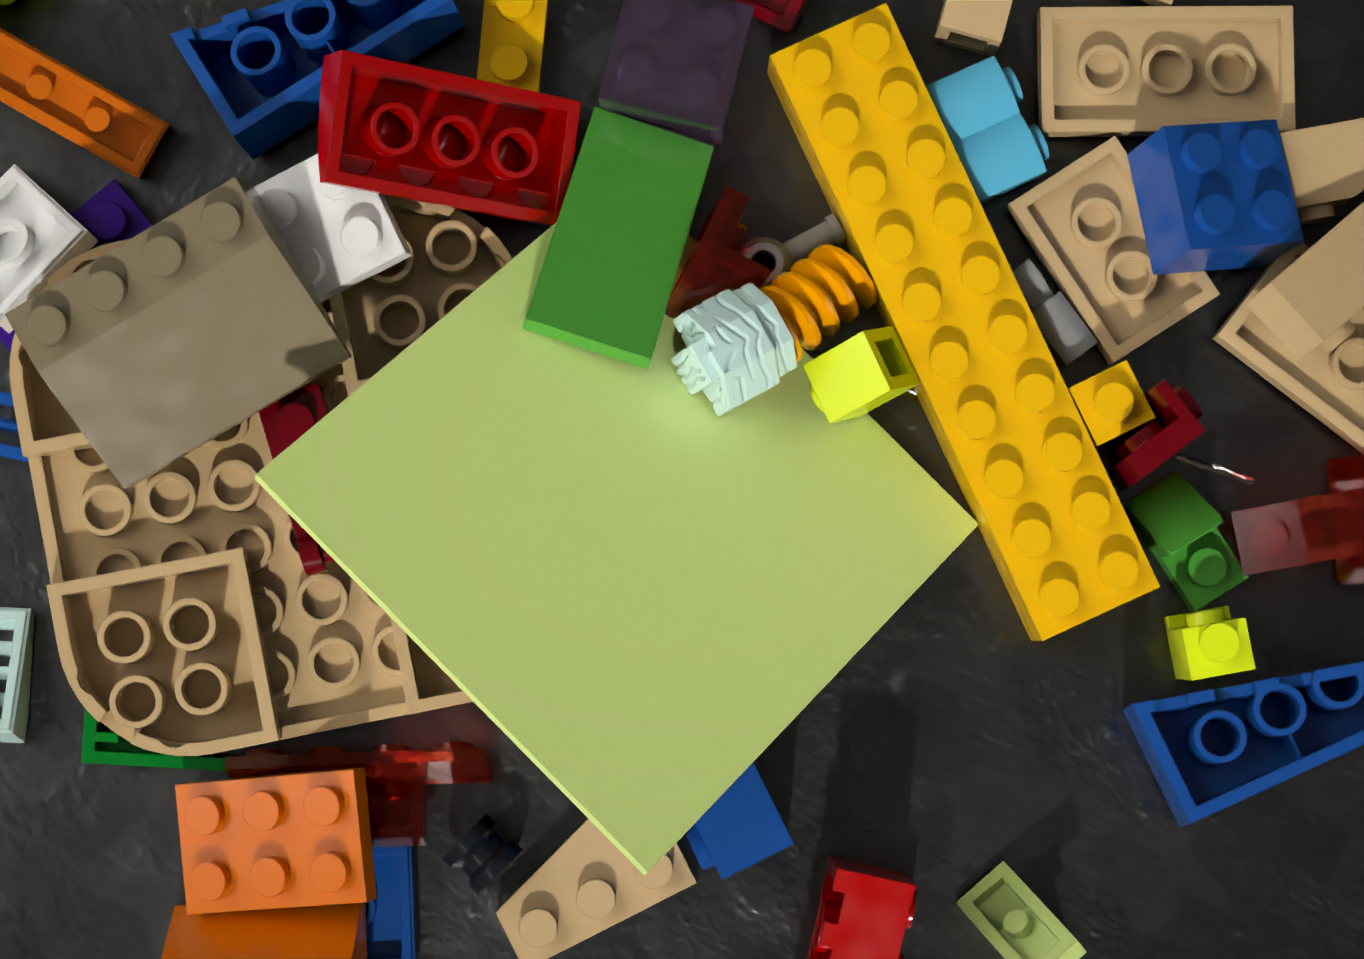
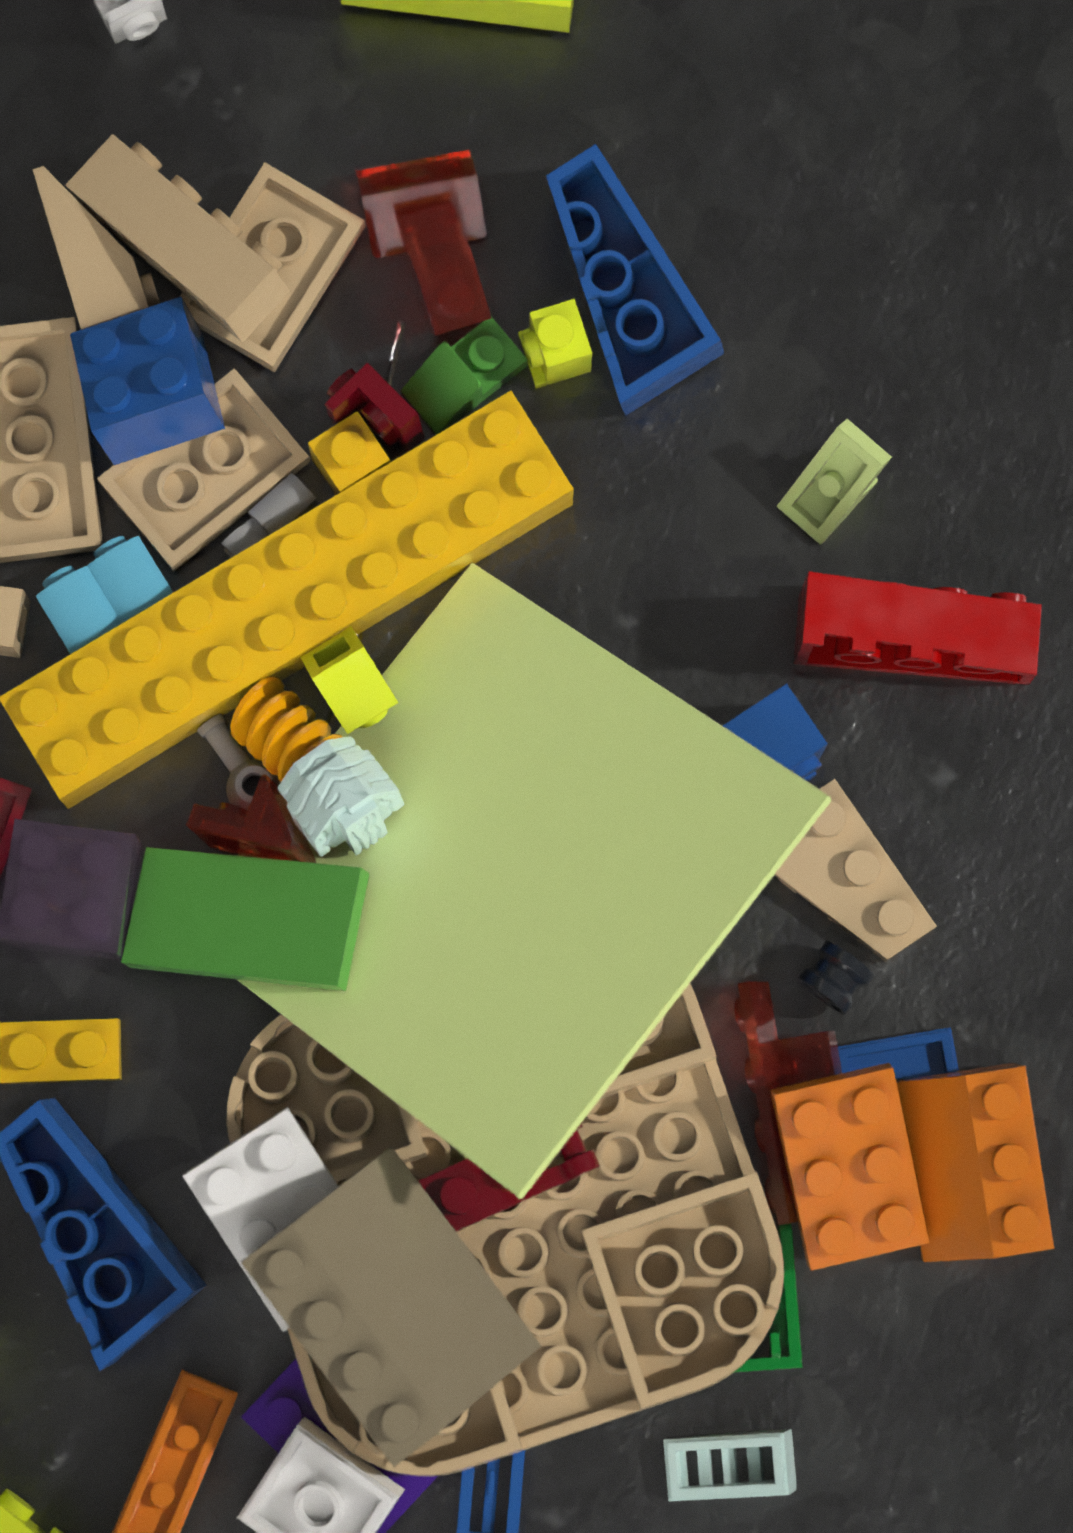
camera: 100 degrees left, 5 degrees down
(444, 138) = (173, 1090): red slope -> none

